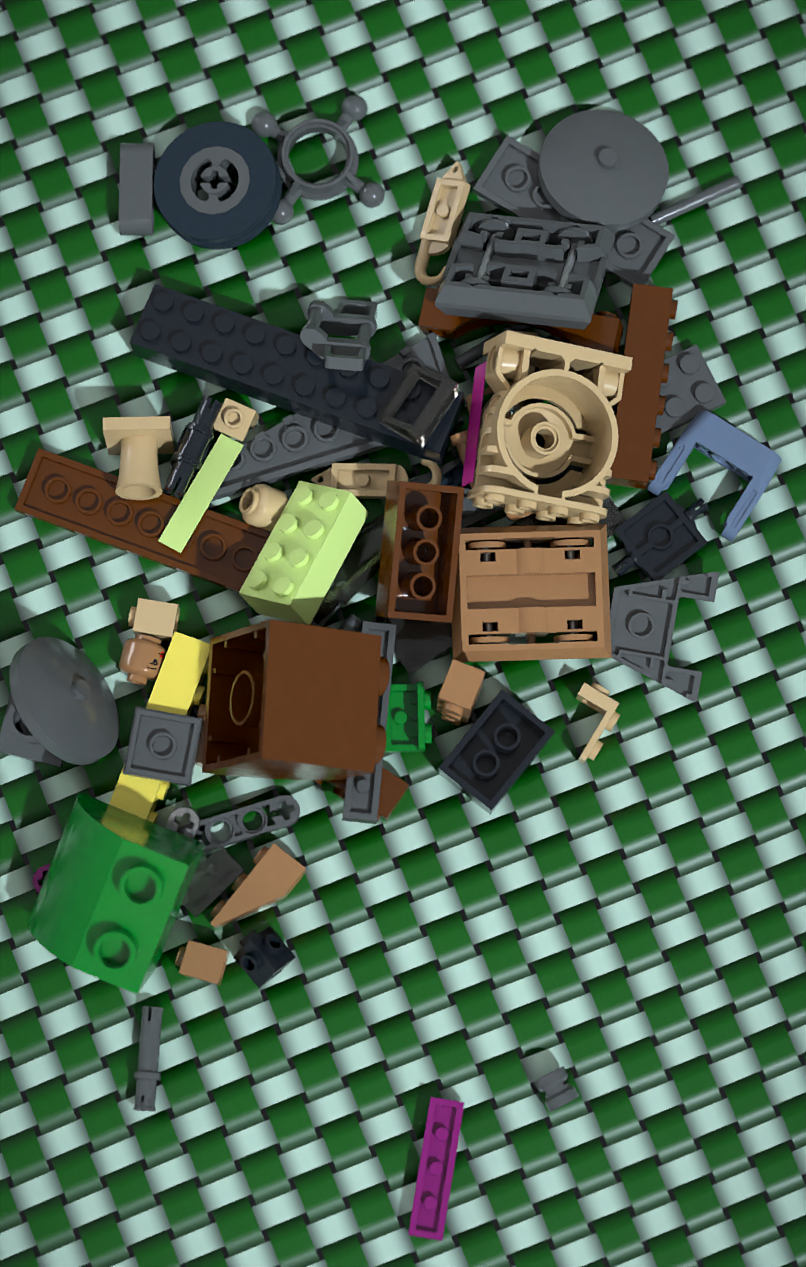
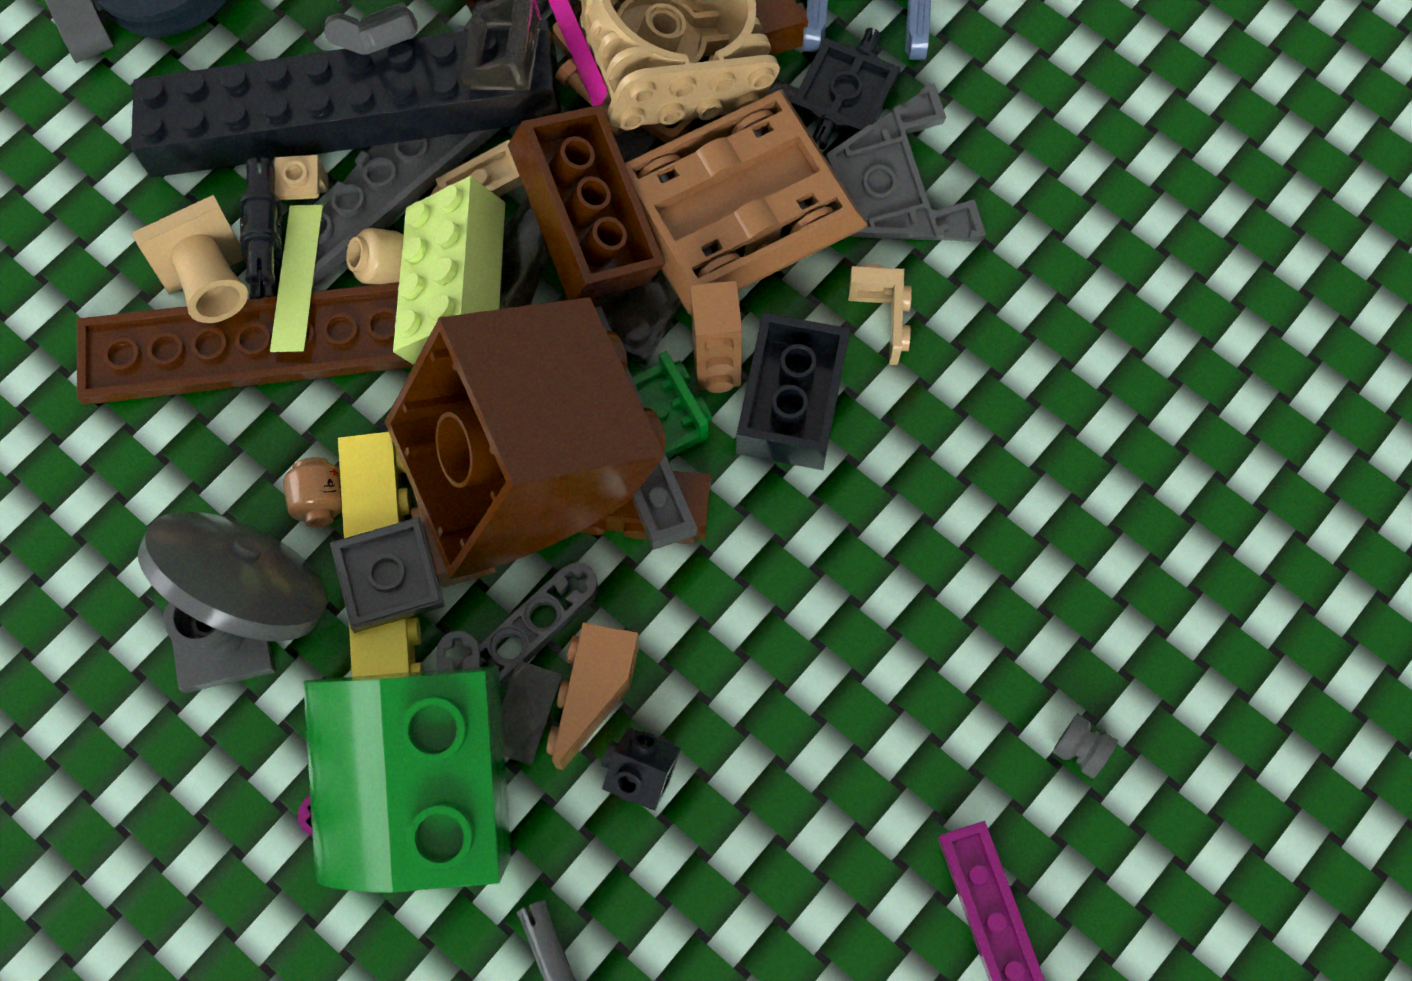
camera: 25 degrees left, 10 degrees down
(154, 619) = (307, 436): tan brick -> none
(202, 962) = (566, 816): medium nougat brick -> none

